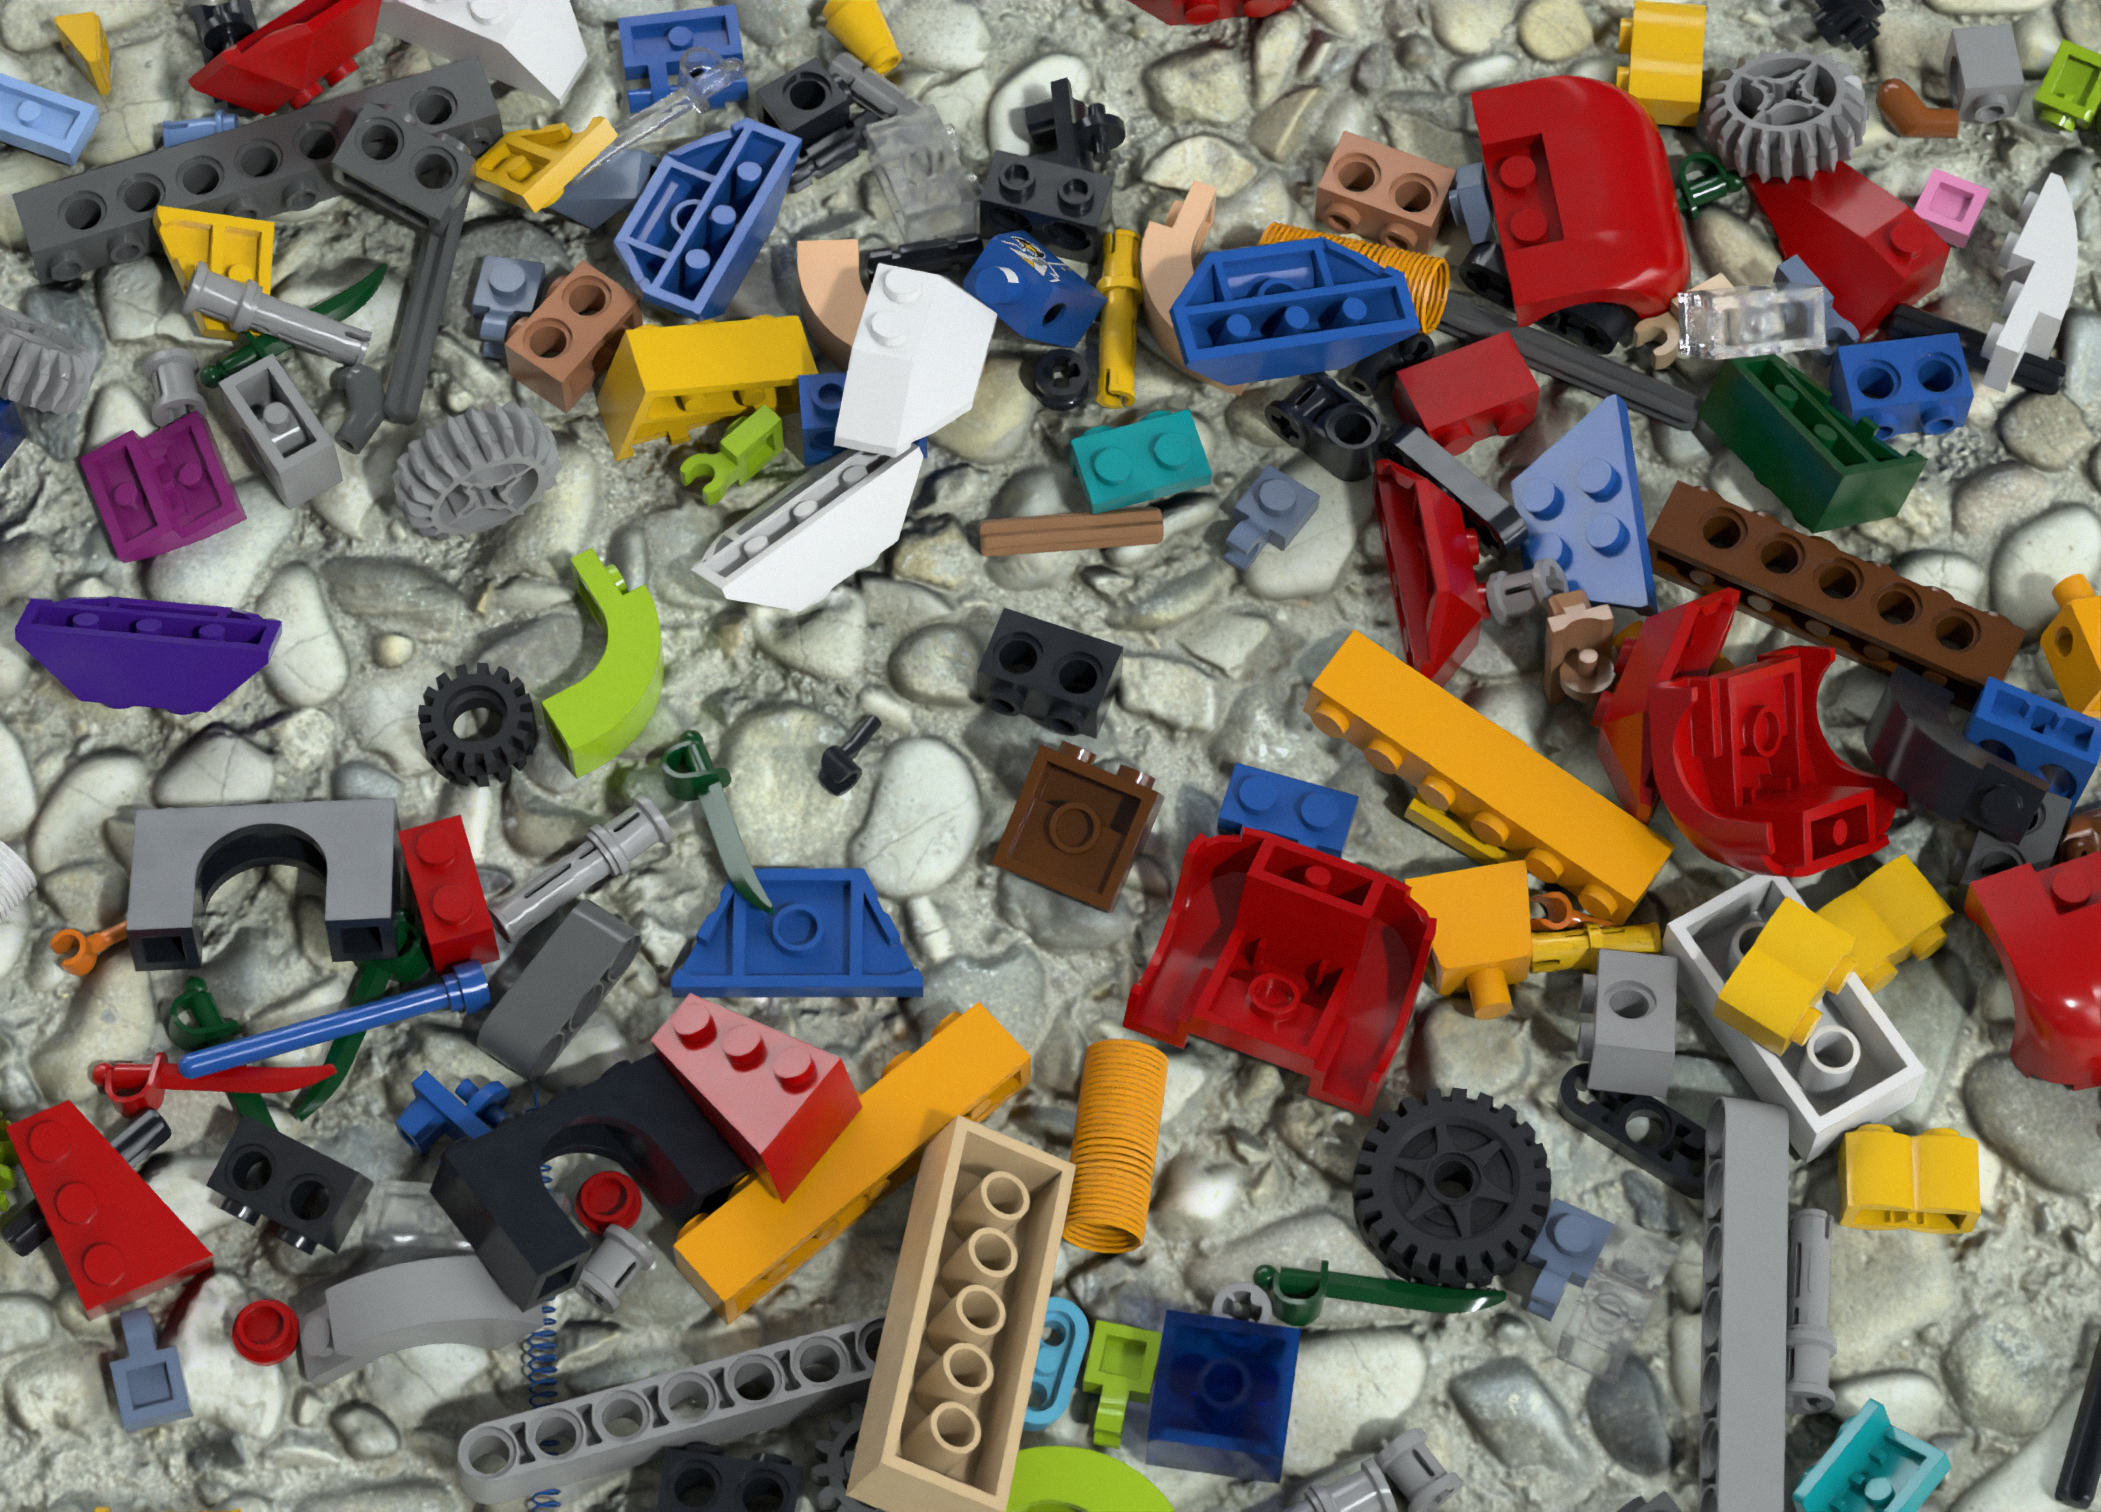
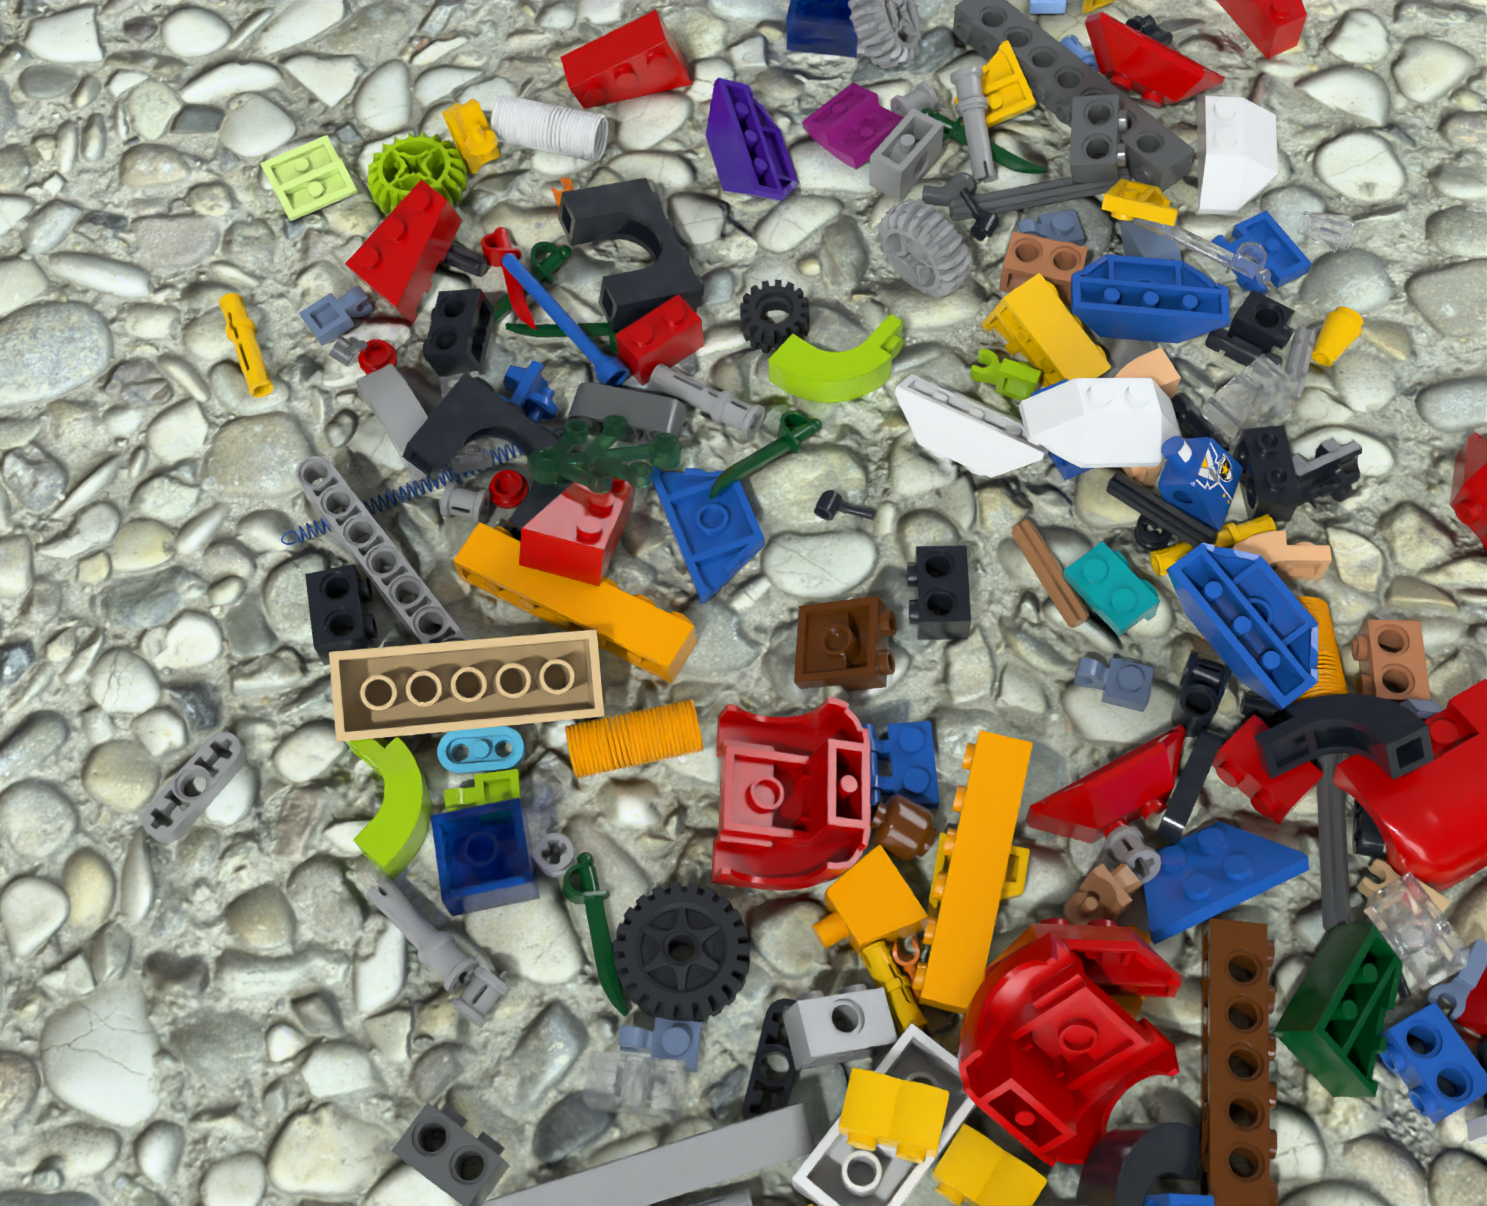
camera: 75 degrees right, 0 degrees up
(232, 1374) = (345, 350): none -> dark grey hand
(445, 380) = (985, 222): none -> black hand
(649, 1095) = (555, 463): none -> clear green plant
(1056, 352) = (1160, 511): none -> black axle
(1388, 841) = (902, 827): none -> reddish brown head
(1474, 263) = (1346, 724): none -> black arch

